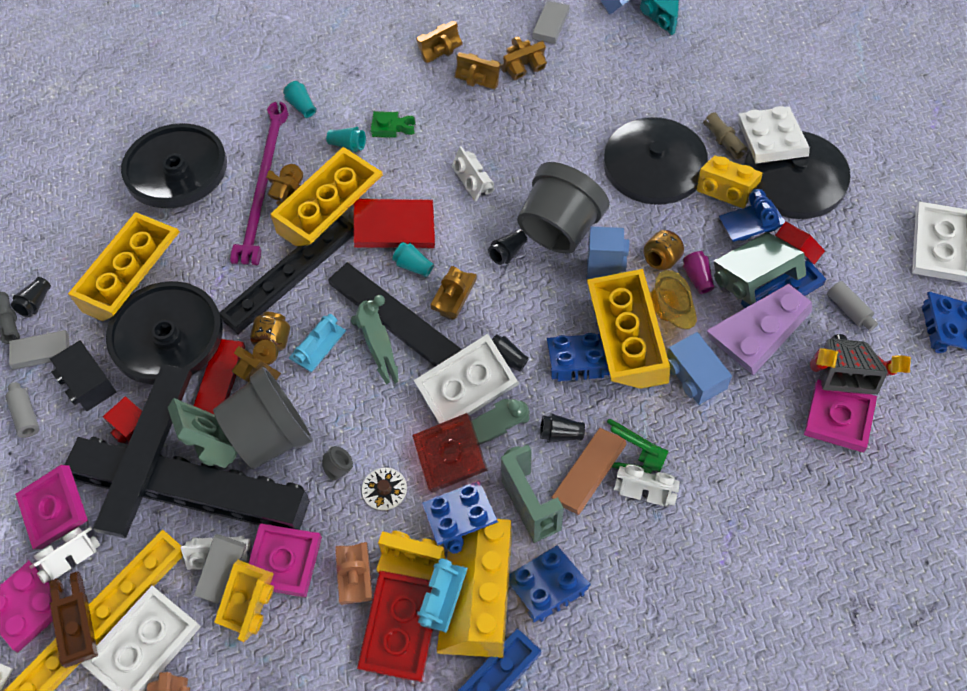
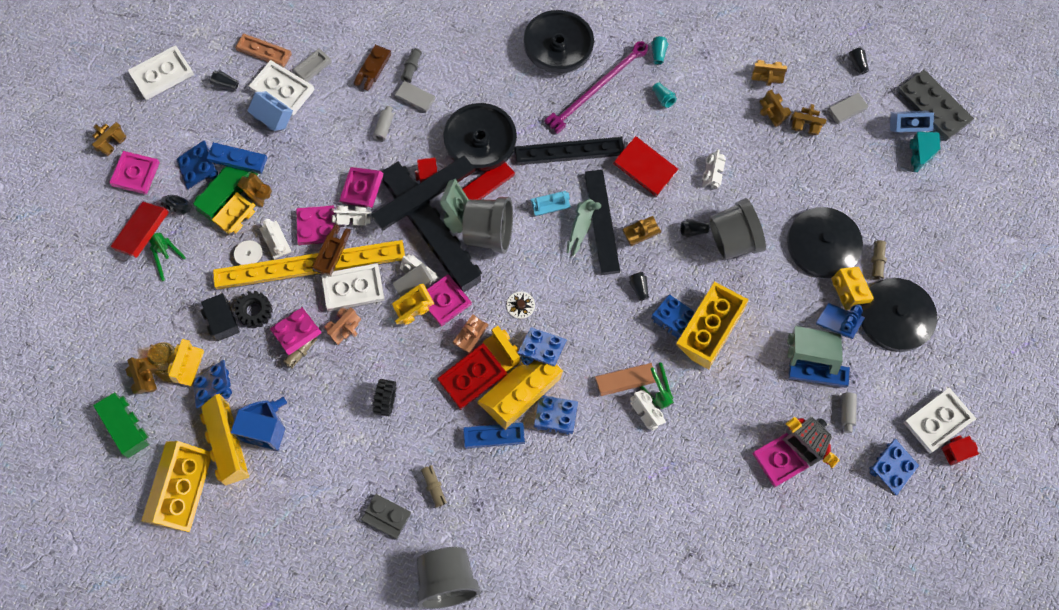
camera: 35 degrees right, 10 degrees up
(31, 297) = (432, 63): black cone -> none
(82, 375) = (424, 128): black brick -> none
(122, 266) = (487, 83): yellow slope -> none
(263, 354) = (511, 190): pearl gold hips -> none
(270, 327) = (531, 178): pearl gold head -> none
(286, 184) = (603, 102): pearl gold hips -> none
(324, 197) = (620, 123): yellow slope -> none
(336, 463) = (508, 273): dark grey tile -> none
(388, 124) = (695, 102): green plate -> none
(412, 259) = (637, 195): teal cone -> none
(440, 603) = (506, 374): medium azure hinge -> none
(449, 452) = (565, 313): clear red plate -> none
(466, 380) = (604, 284): white plate -> none
(497, 421) = (597, 316): sand green piece -> none
(538, 519) = (578, 383): sand green panel -> none
(558, 428) = (631, 347): black cone -> none
(606, 252) = (739, 275): medium blue brick -> none
(663, 250) = (775, 297): pearl gold head -> none
(673, 300) = (752, 329): clear yellow piece -> none
(698, 368) = (730, 374): medium blue brick -> none
(699, 271) = (783, 325): magenta cone -> none
(761, 328) = (782, 382): lavender wedge -> none
(773, 134) = (905, 281): white plate -> none
(801, 241) = (850, 354): red piece -> none

